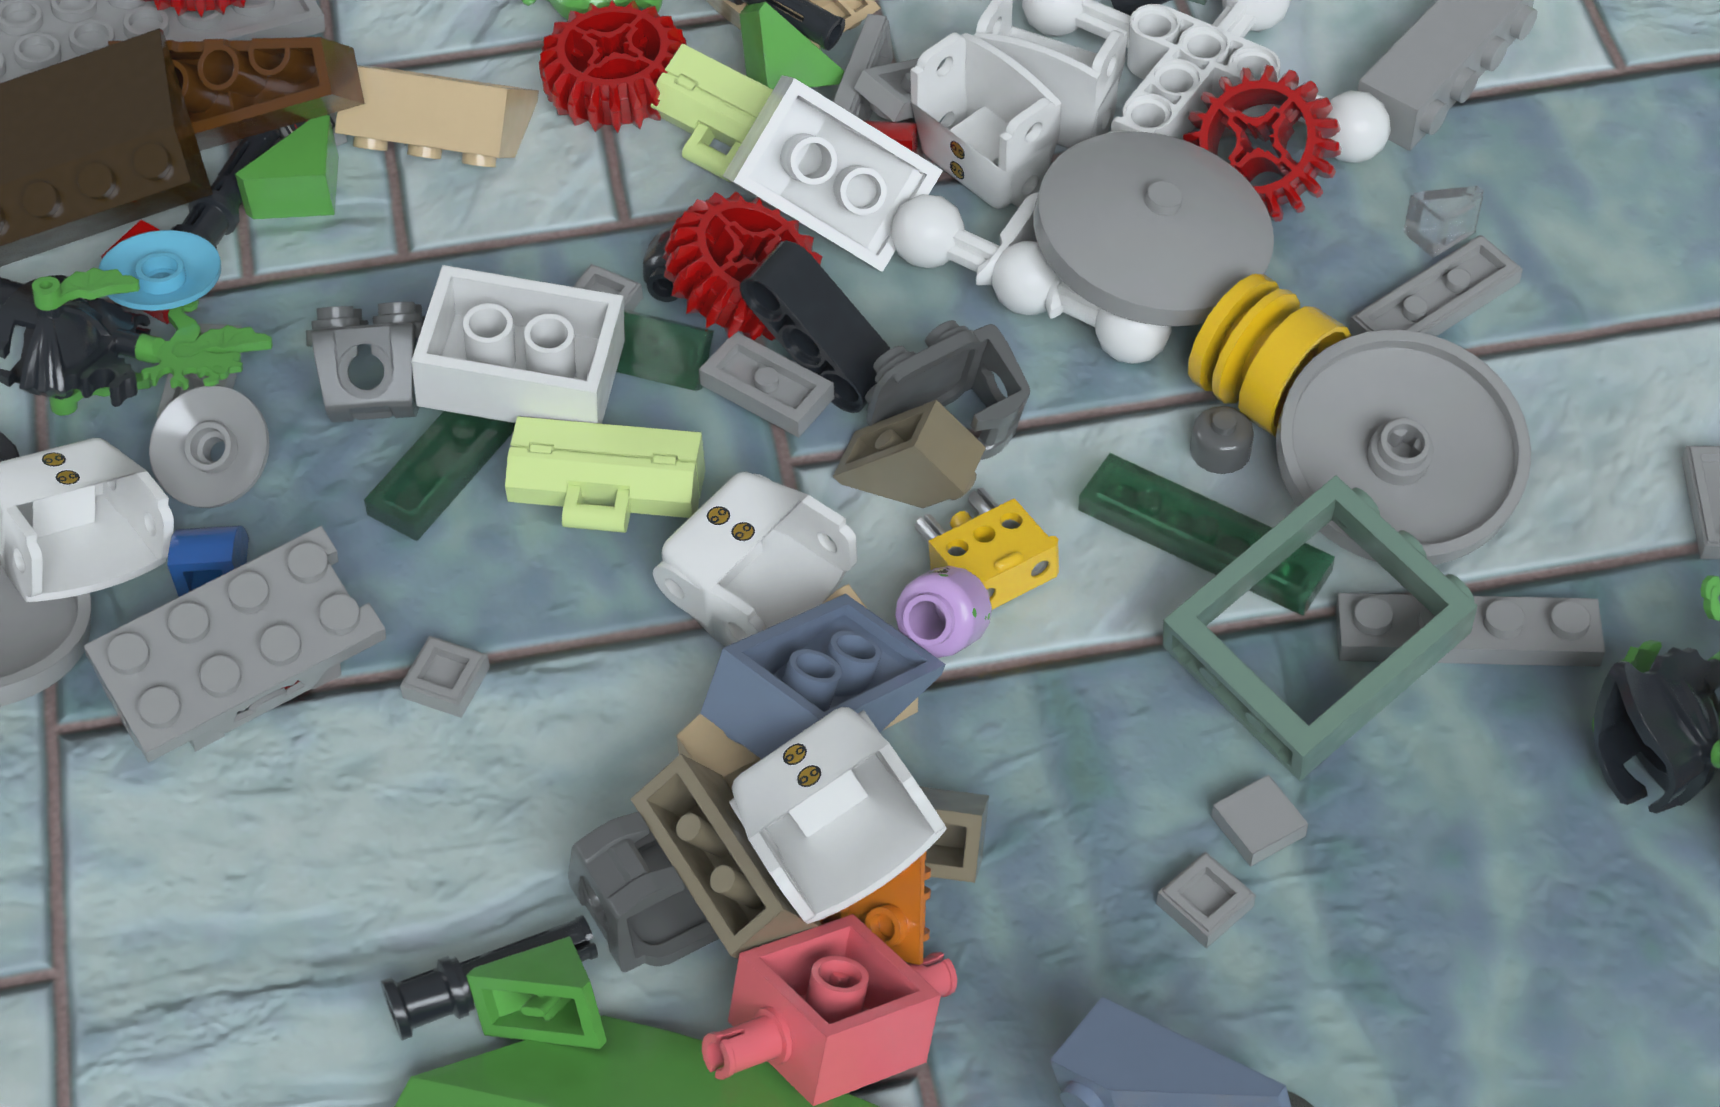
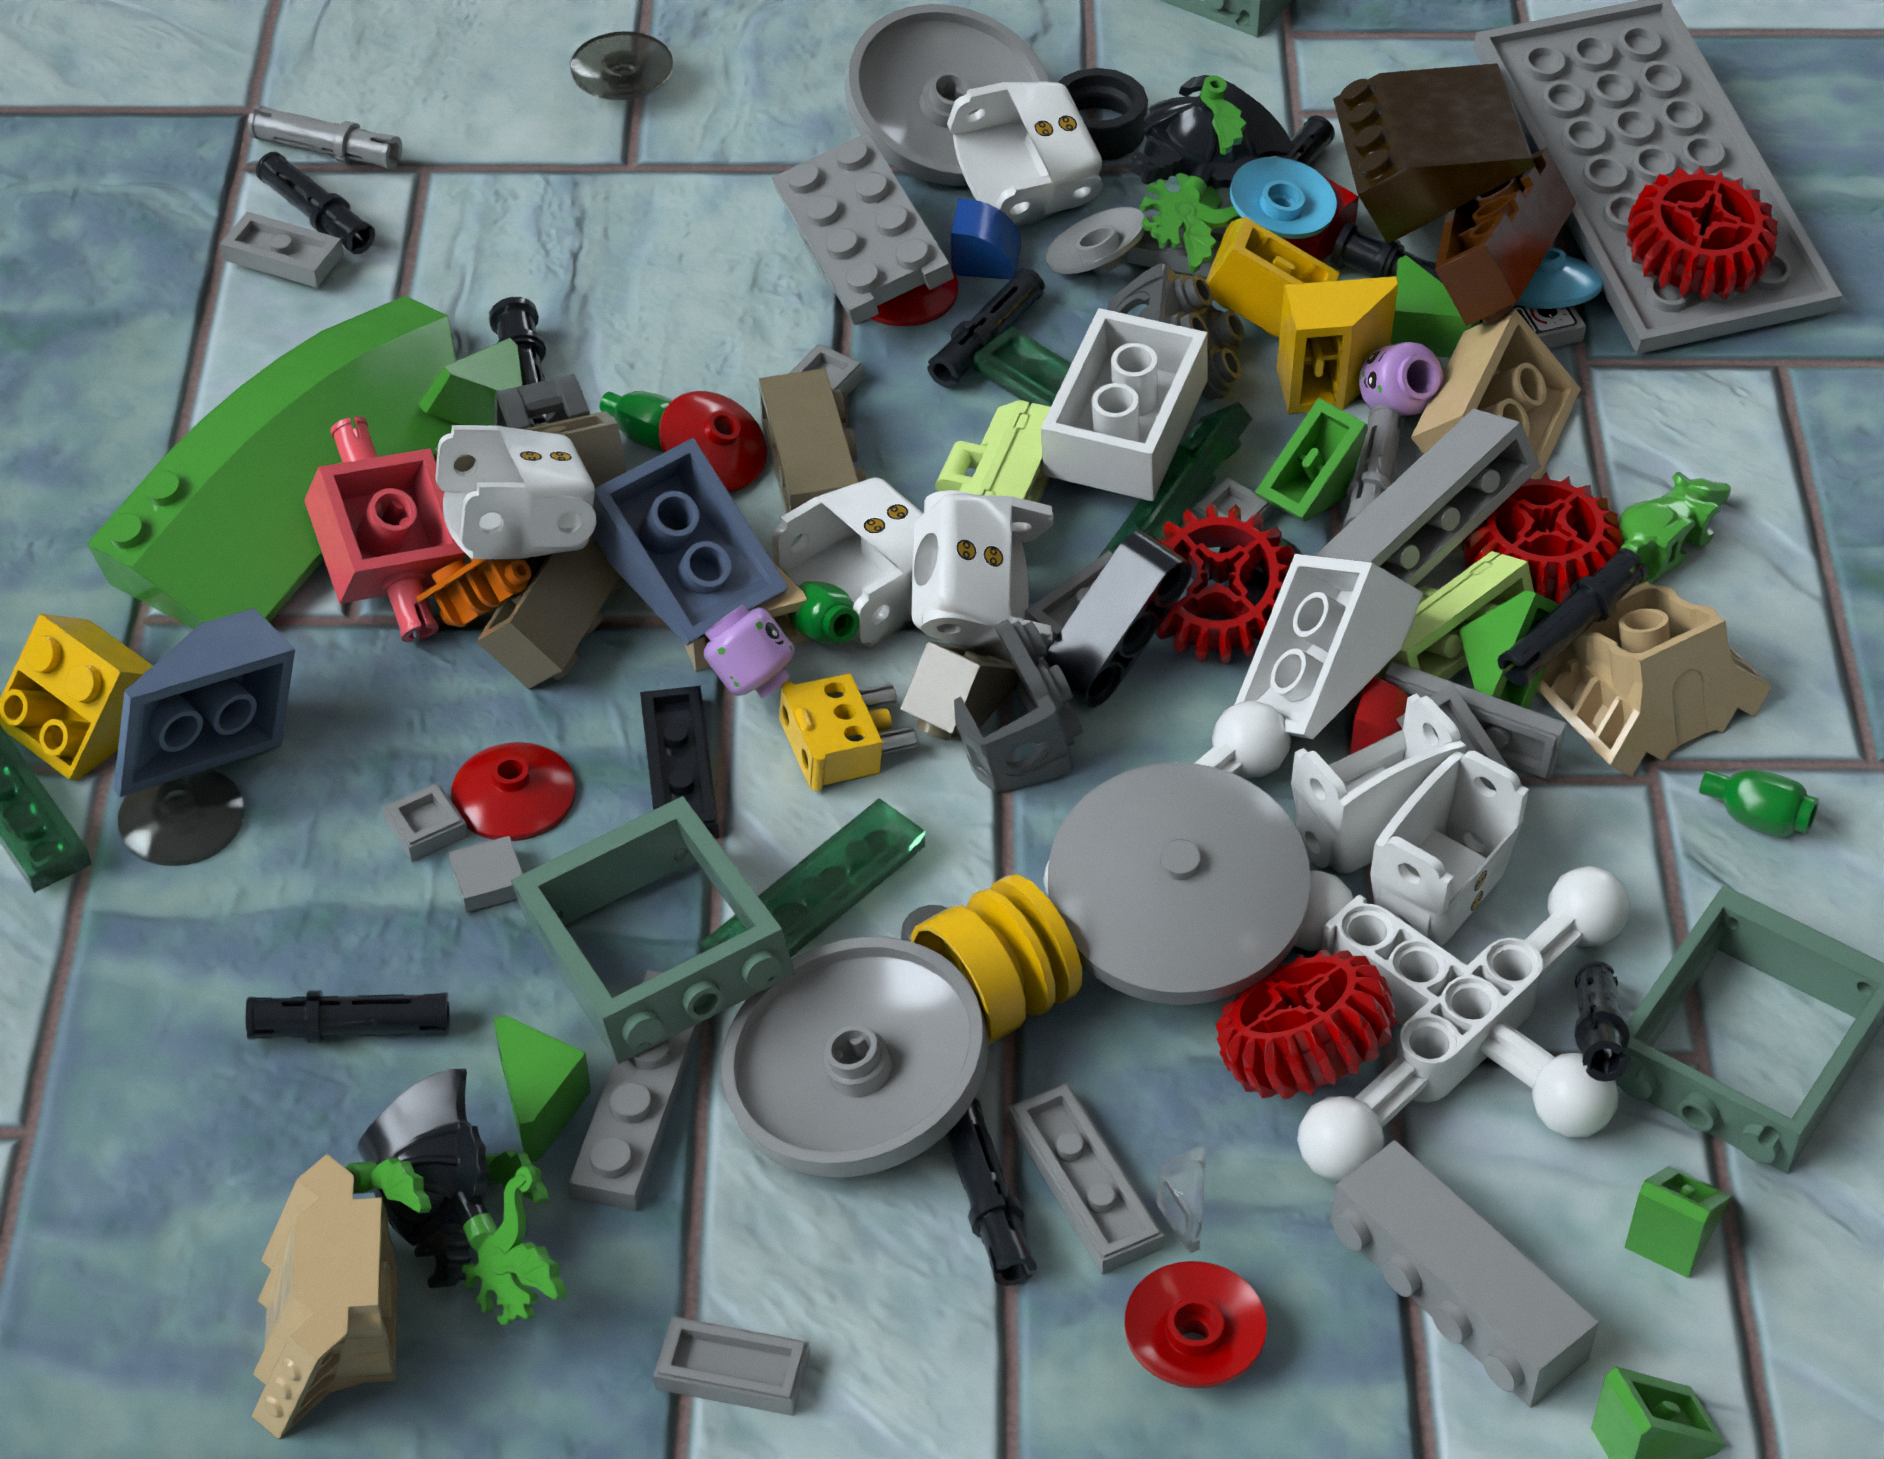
camera: 100 degrees right, 5 degrees down
(279, 278) = (1253, 270): none -> yellow slope
(377, 539) = (989, 323): none -> black pin
(382, 214) = (1329, 335): none -> yellow slope
(414, 172) = (1401, 377): none -> lavender head
(551, 825) = (637, 415): none -> green plant
(552, 222) = (1315, 463): none -> bright green slope
(559, 192) = (1375, 460): none -> light grey pin
(590, 651) = (807, 436): none -> dark tan brick
(590, 745) = (722, 431): none -> red dish
(623, 117) = (1439, 498): none -> light grey brick
(793, 432) = (974, 567): none -> white piece
(839, 568) = (826, 614): none -> green plant
(1059, 689) = (679, 751): none -> black tile
(1128, 857) = (513, 791): none -> red dish
(1498, 912) = (336, 1016): none -> black pin
(1514, 340) = (994, 1211): none -> black pin
(1519, 696) = (543, 1082): none -> bright green slope
(1565, 197) = (1199, 1300): none -> red dish

